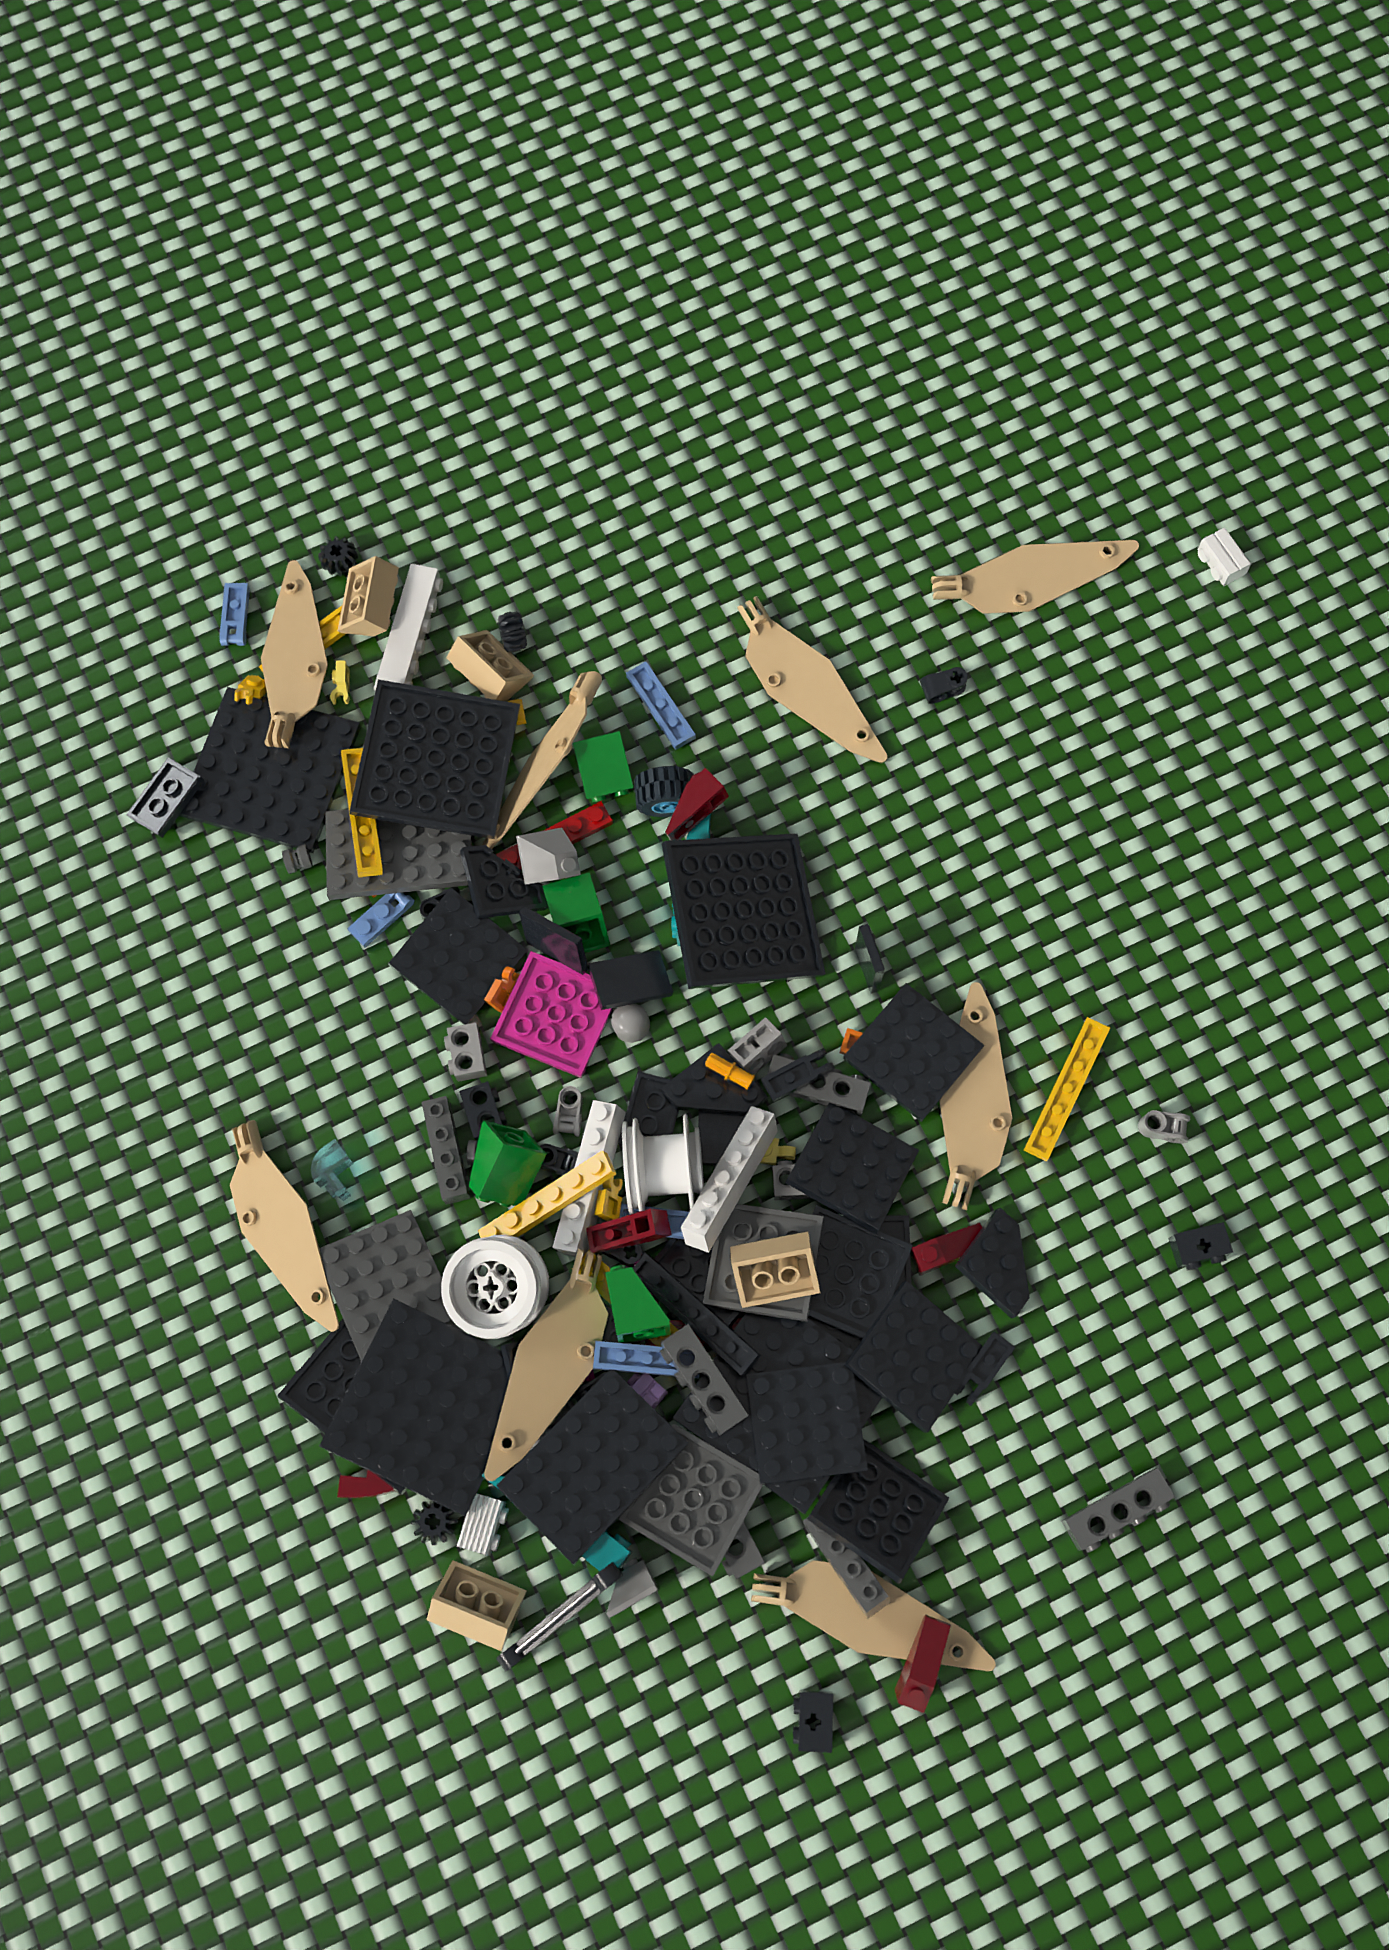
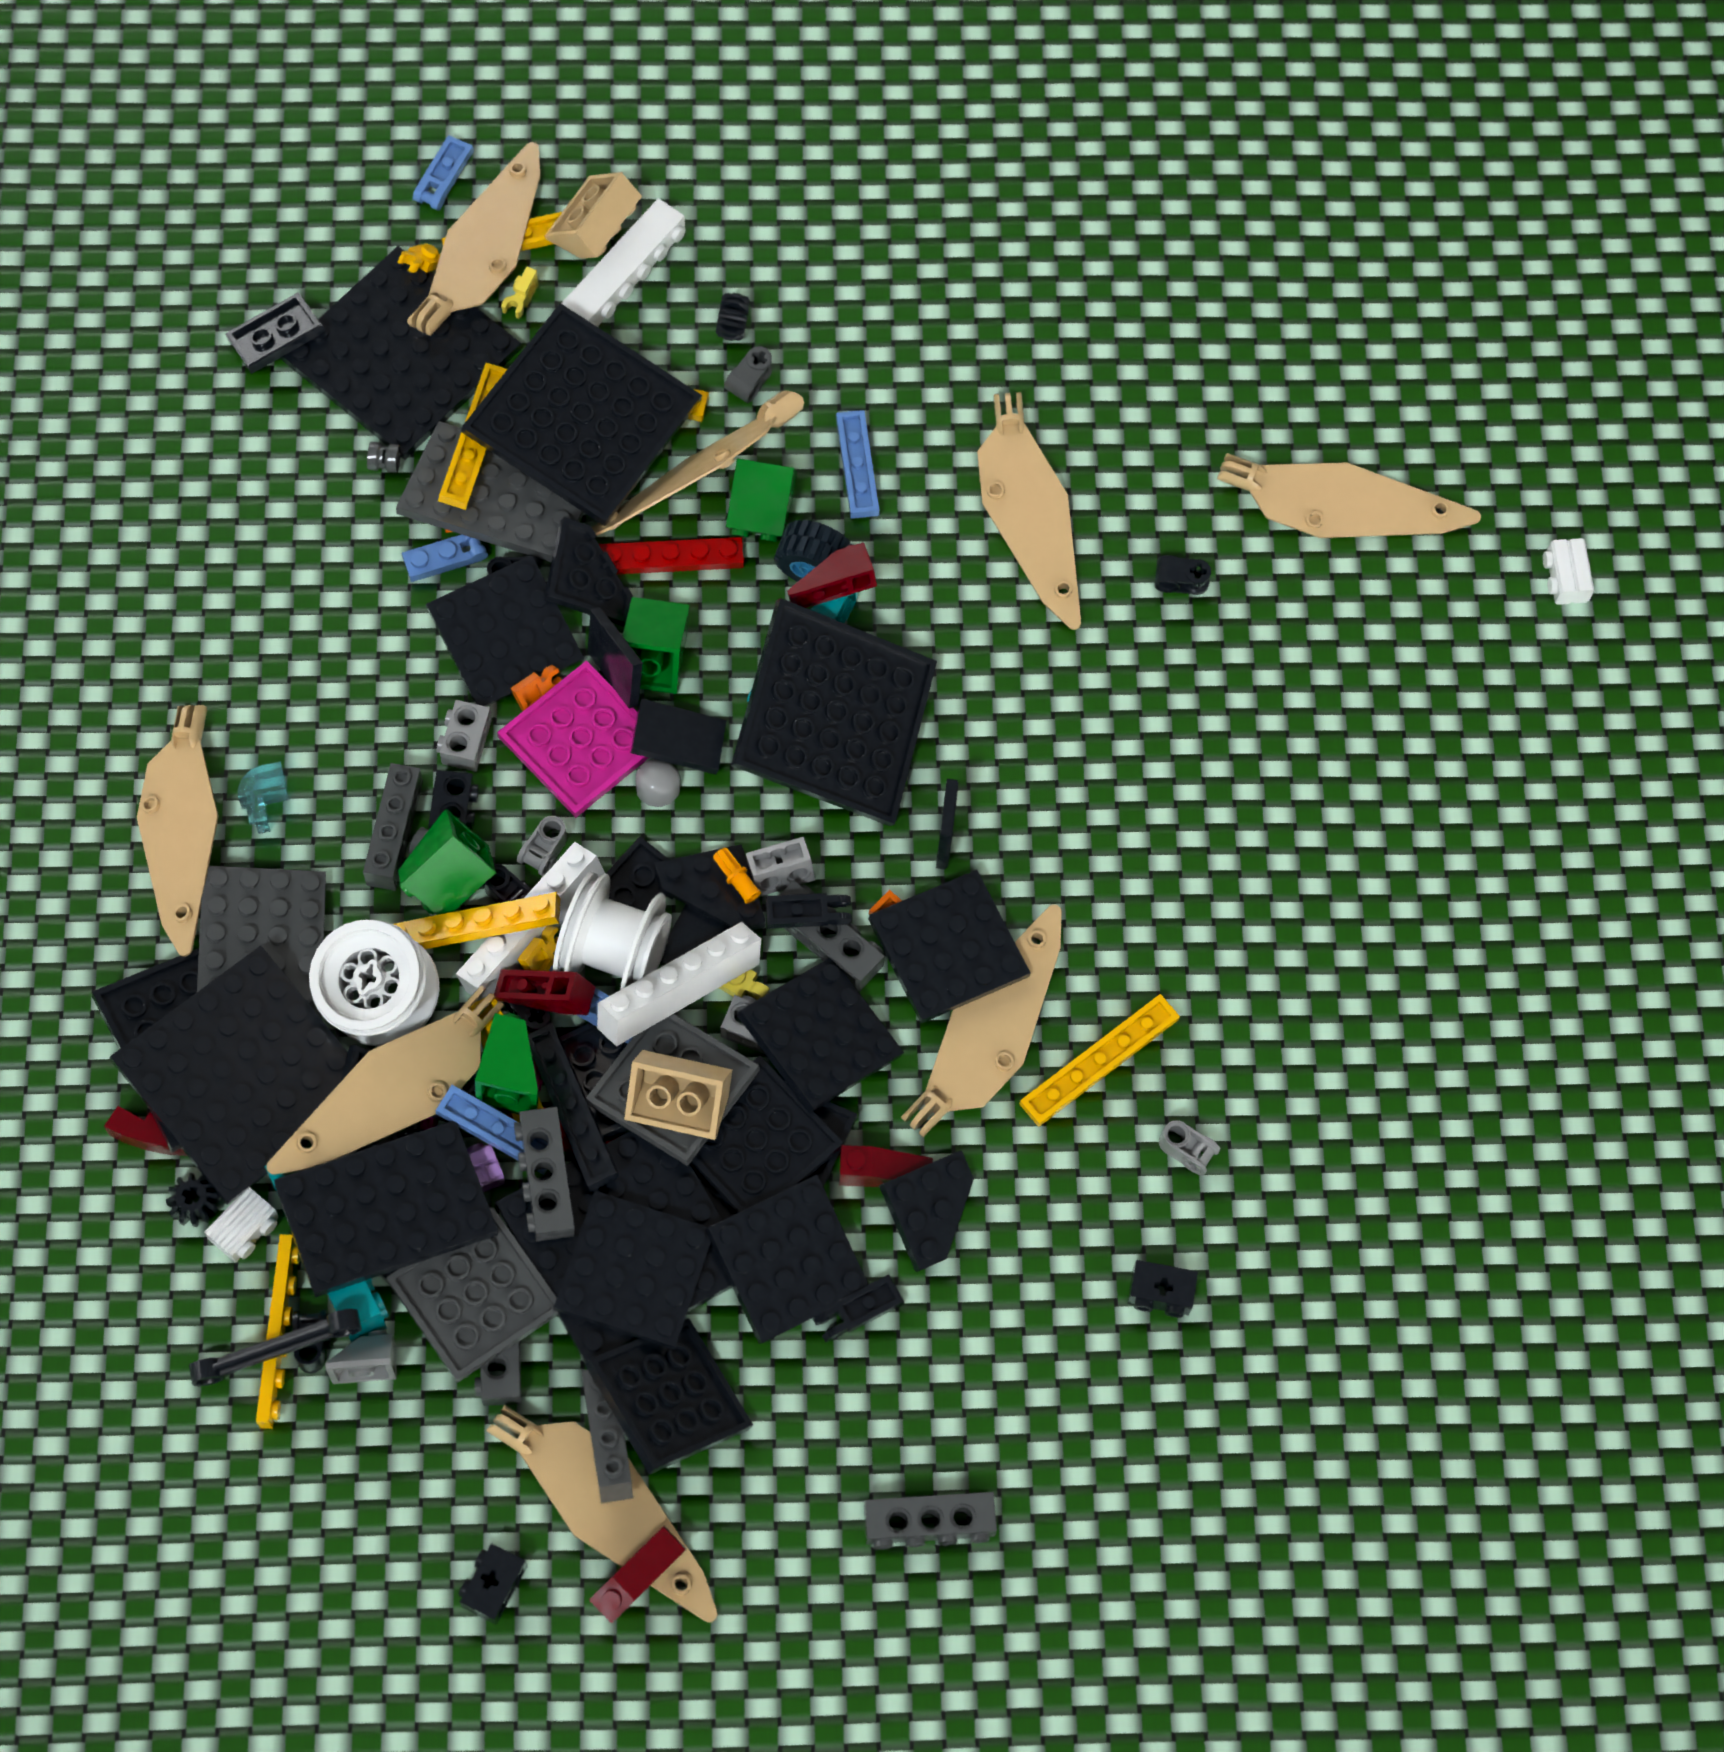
camera: 15 degrees right, 5 degrees down
(338, 556) = (584, 157): black gear -> none
(476, 1605) = (194, 1304): tan slope -> none
(488, 665) = (690, 342): tan slope -> none
(546, 673) = (750, 374): none -> dark grey piece
(547, 856) = (652, 567): light grey slope -> none
(548, 1584) = (279, 1318): none -> yellow plate
(570, 1588) = (301, 1321): none -> black piece

